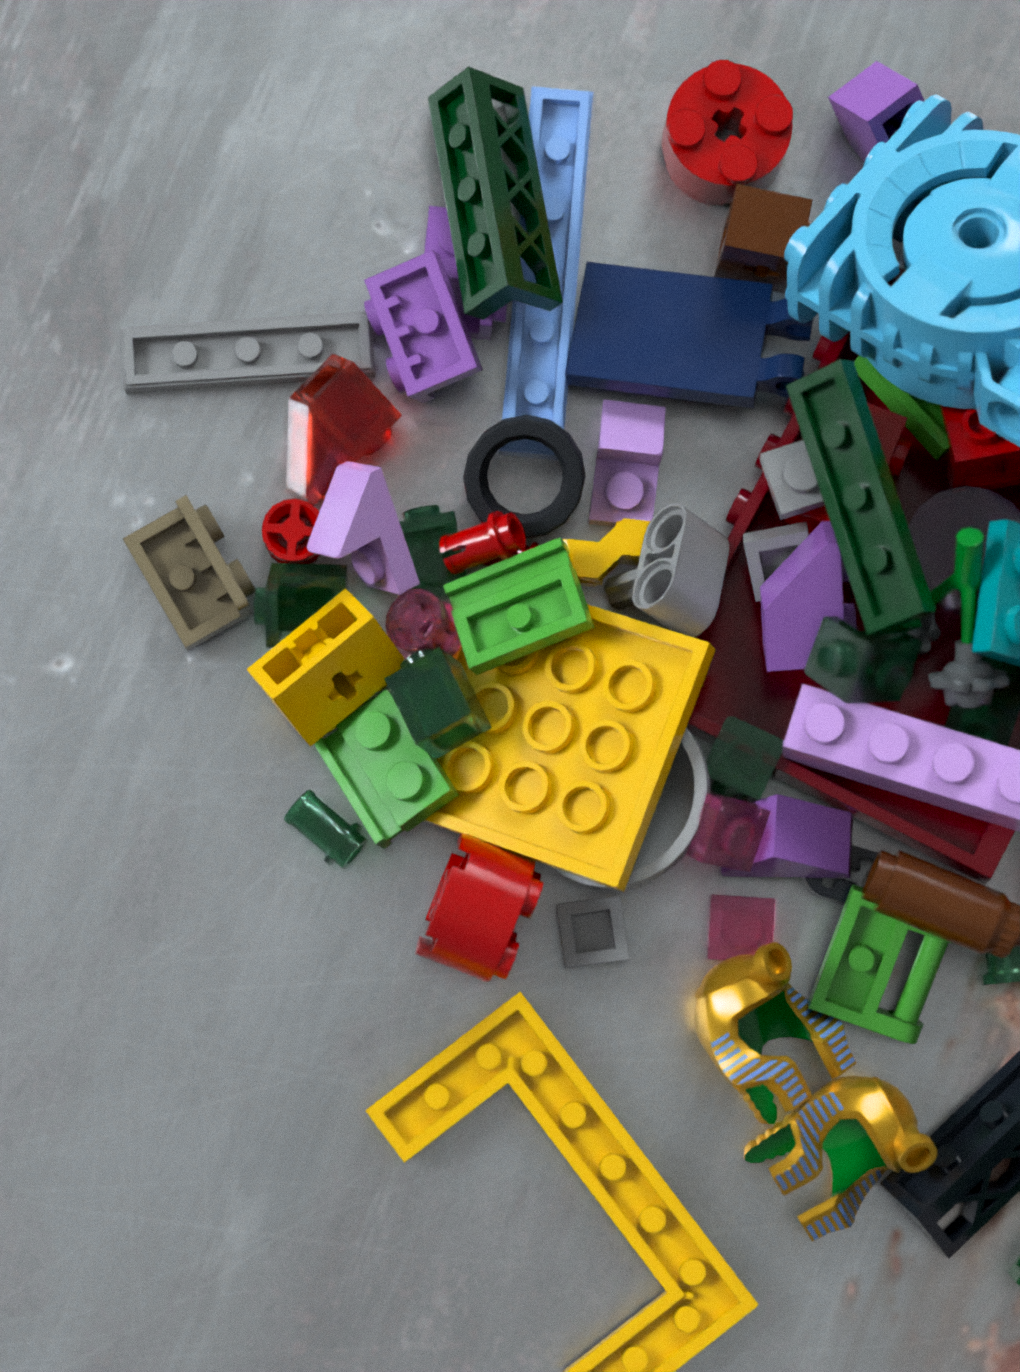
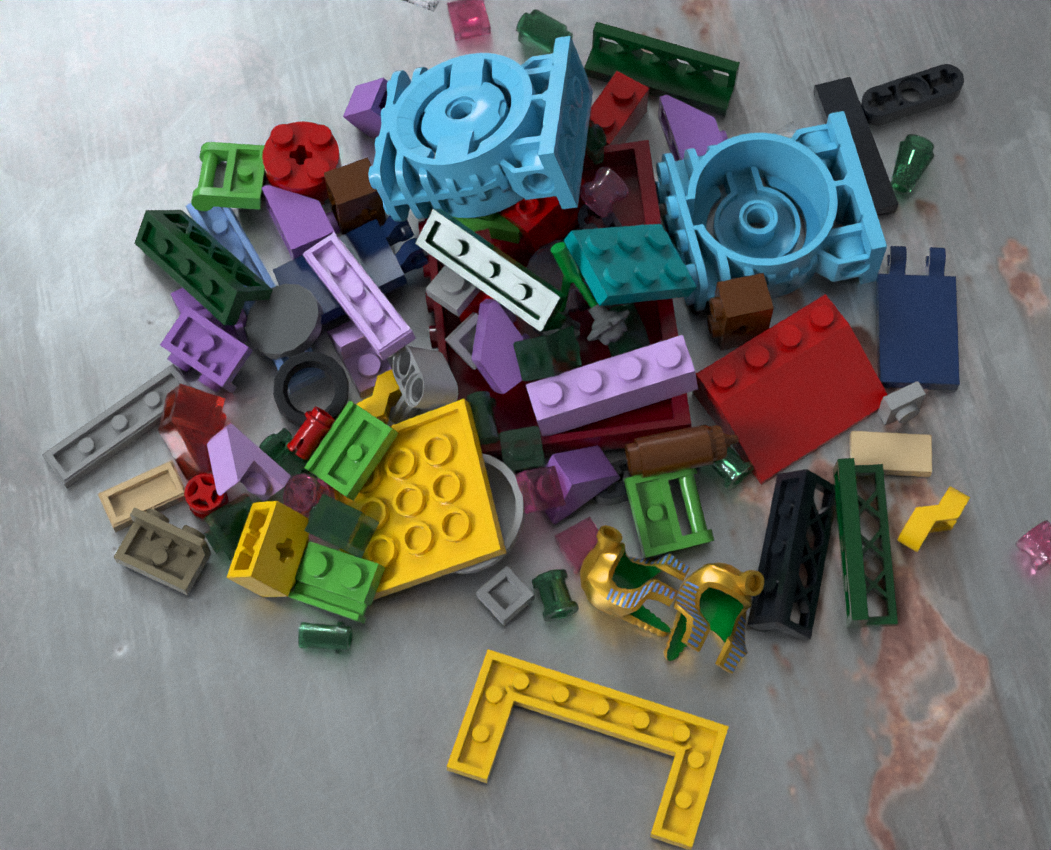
camera: 25 degrees left, 15 degrees down
(216, 473) = (153, 490): none -> tan tile
(479, 908) = (436, 618): red brick -> none
(551, 358) = (285, 322): none -> dark grey tile
(633, 98) = (242, 178): none -> bright green plate
(651, 957) = (545, 584): none -> clear green bush
(669, 217) = (298, 219): none -> medium lavender slope
(671, 390) = (359, 296): none -> lavender tile
(723, 678) = (483, 415): none -> clear green pin

